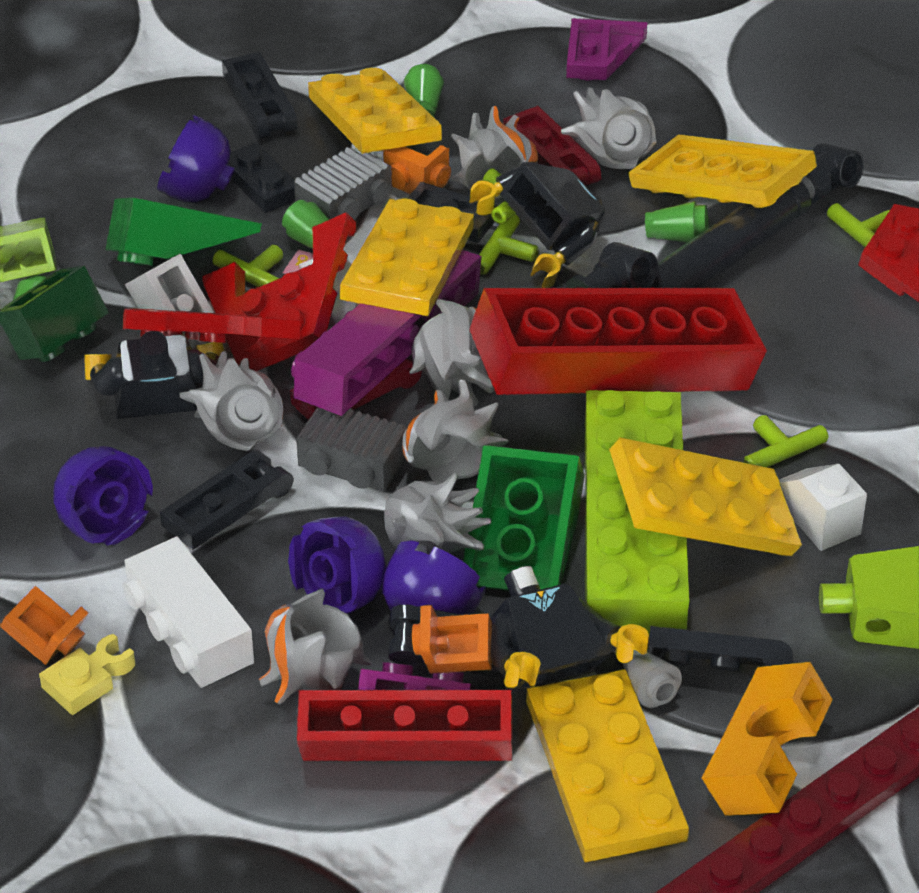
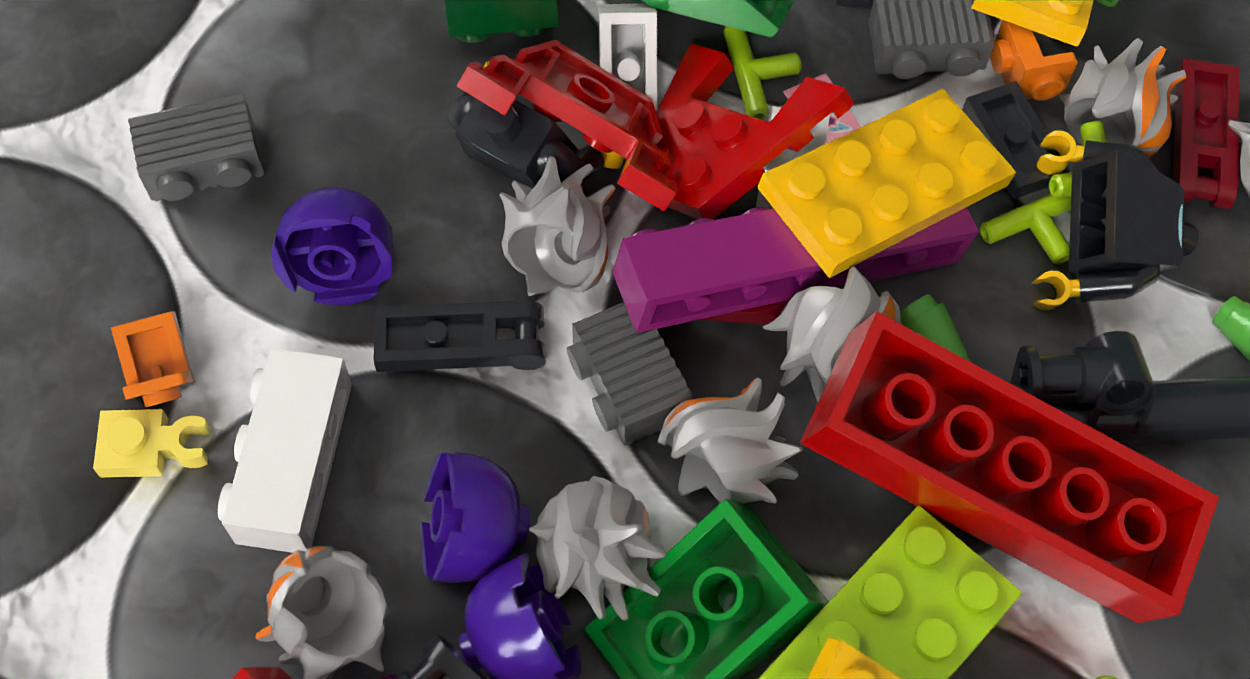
camera: 40 degrees right, 20 degrees up
(300, 219) = (852, 59): bright green cone -> none

